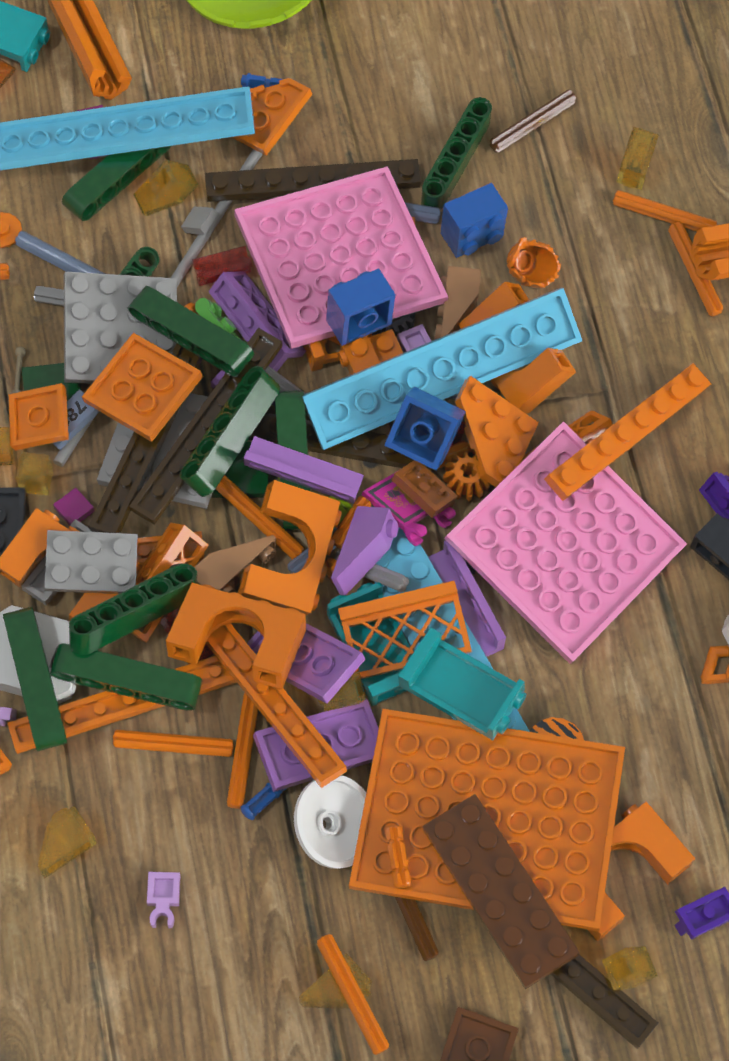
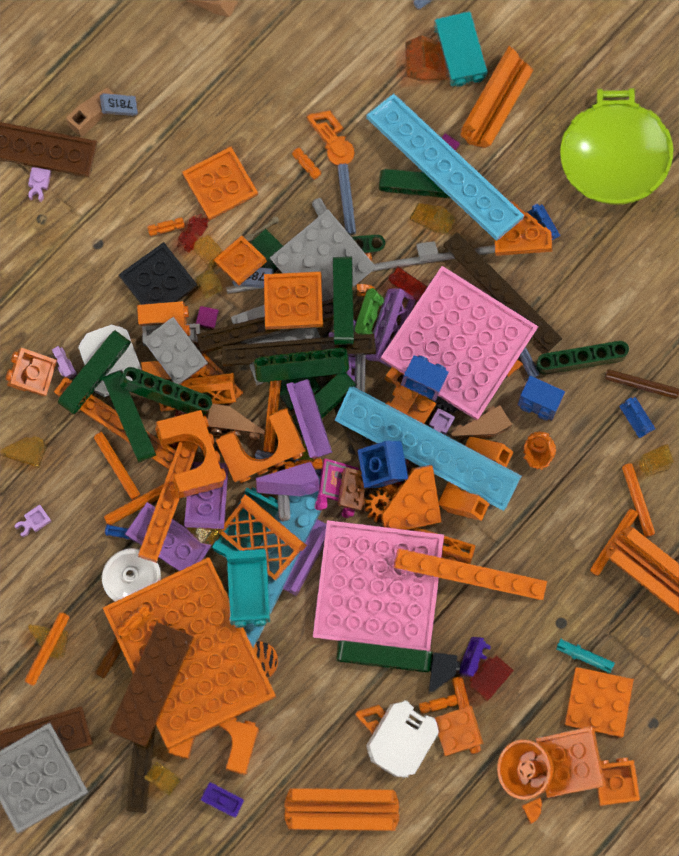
camera: 55 degrees right, 10 degrees up
(567, 150) = (637, 417): none -> blue hinge
(655, 598) = (384, 656): none -> dark green beam

